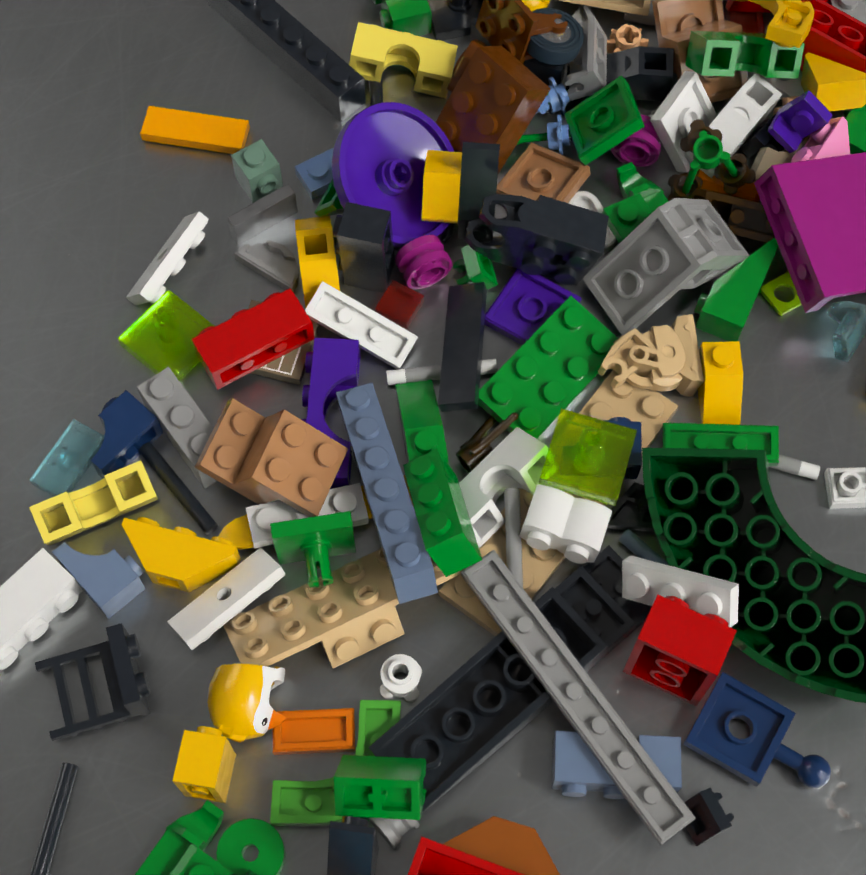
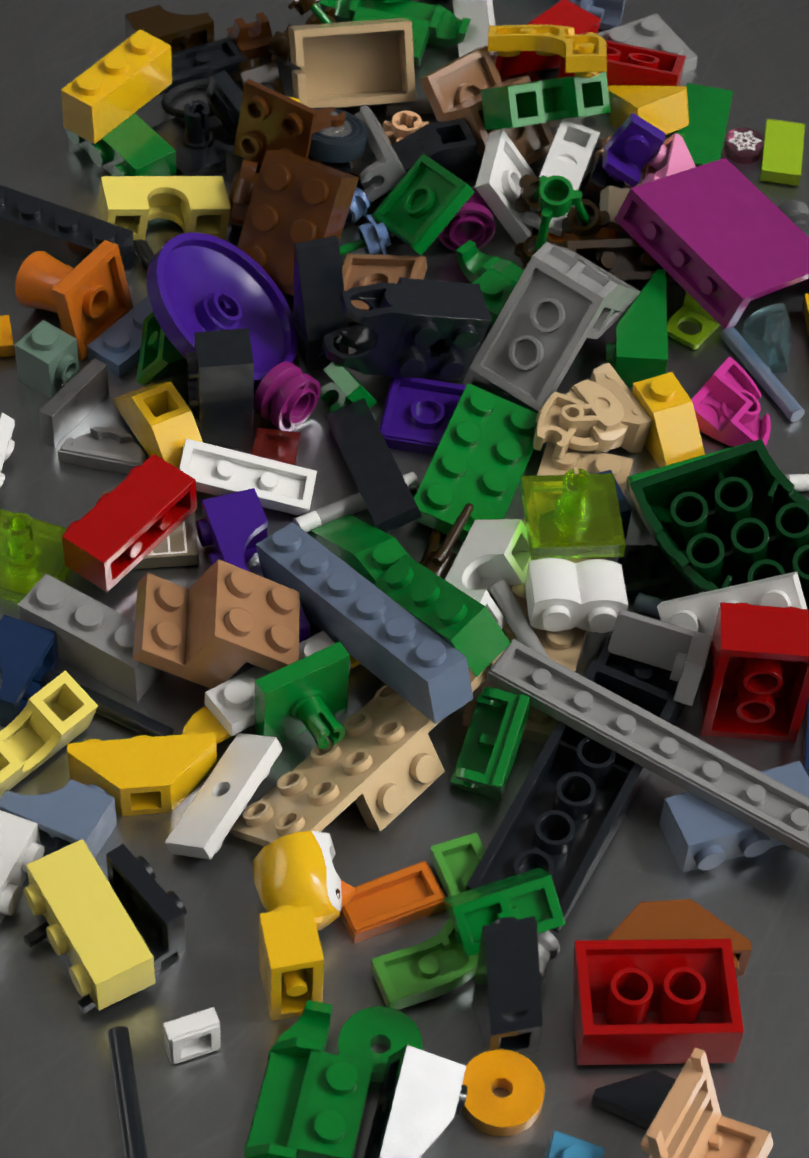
camera: 25 degrees left, 15 degrees down
(75, 677) = (89, 925): none -> light yellow brick
(115, 792) = (192, 1036): none -> white tile
(300, 124) = (84, 296): none -> orange plant
(402, 688) = (464, 810): white brick -> none
(441, 186) = (279, 309): yellow slope -> none
(445, 629) = (491, 743): none -> green hinge
(624, 604) = (665, 647): none -> light grey bracket
(781, 384) = (730, 407): none -> dark pink brick
(825, 360) = (762, 374): none -> sand blue bar

